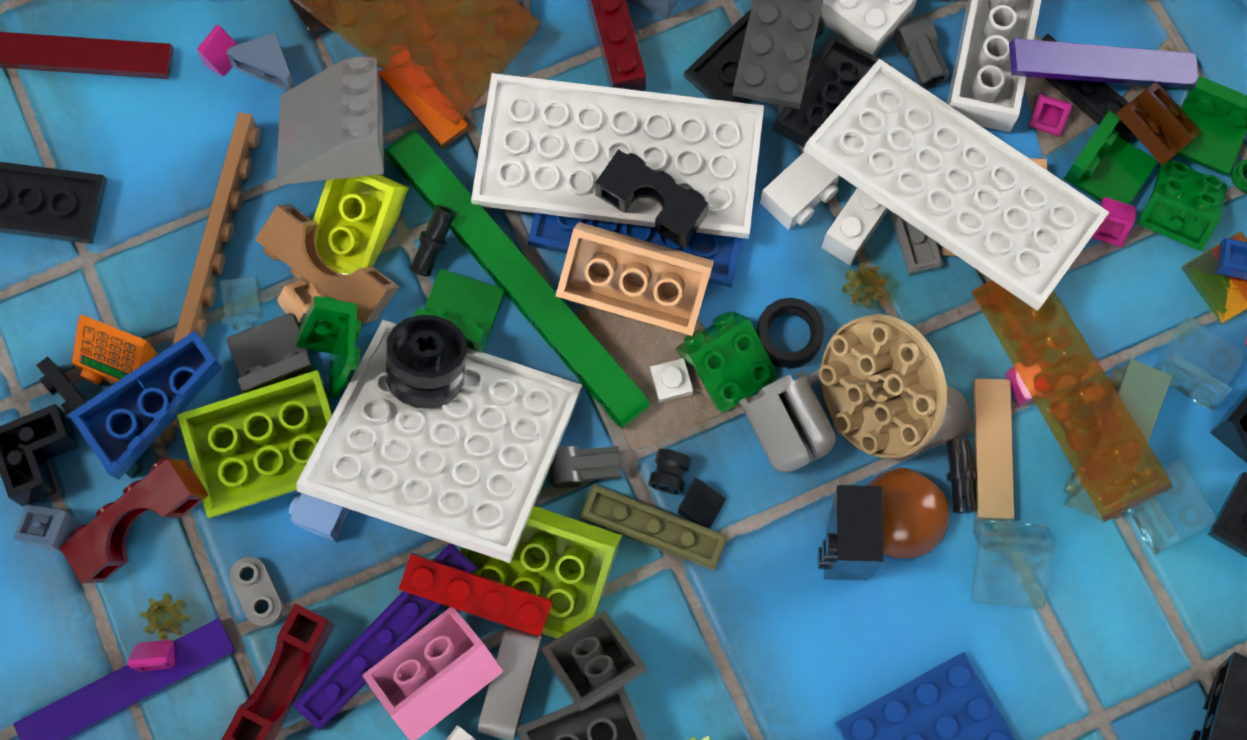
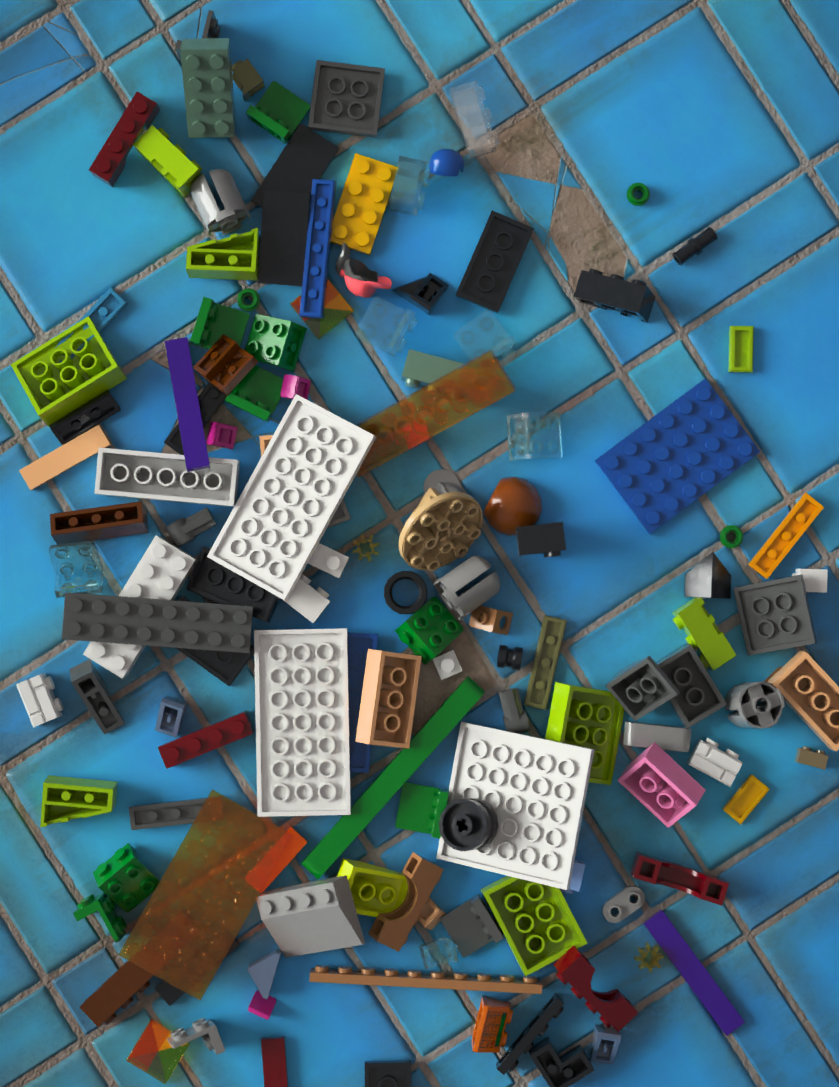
camera: 100 degrees left, 15 degrees up
(144, 403) = (526, 1000): blue wedge -> none
(152, 656) = (674, 959): dark pink slope -> none
(332, 329) = (450, 886): green bracket -> none
(377, 641) = (642, 819): dark purple tile -> none
(432, 240) = (379, 835): black pin -> none
(475, 594) = (609, 767): red plate -> none
(630, 179) = (325, 714): black arch -> none
(701, 504) = (526, 634): black slope -> none
(733, 447) = (489, 619): none -> medium nougat bracket
(961, 476) = (484, 472): black pin -> none
(993, 449) = (462, 453): tan tile -> none

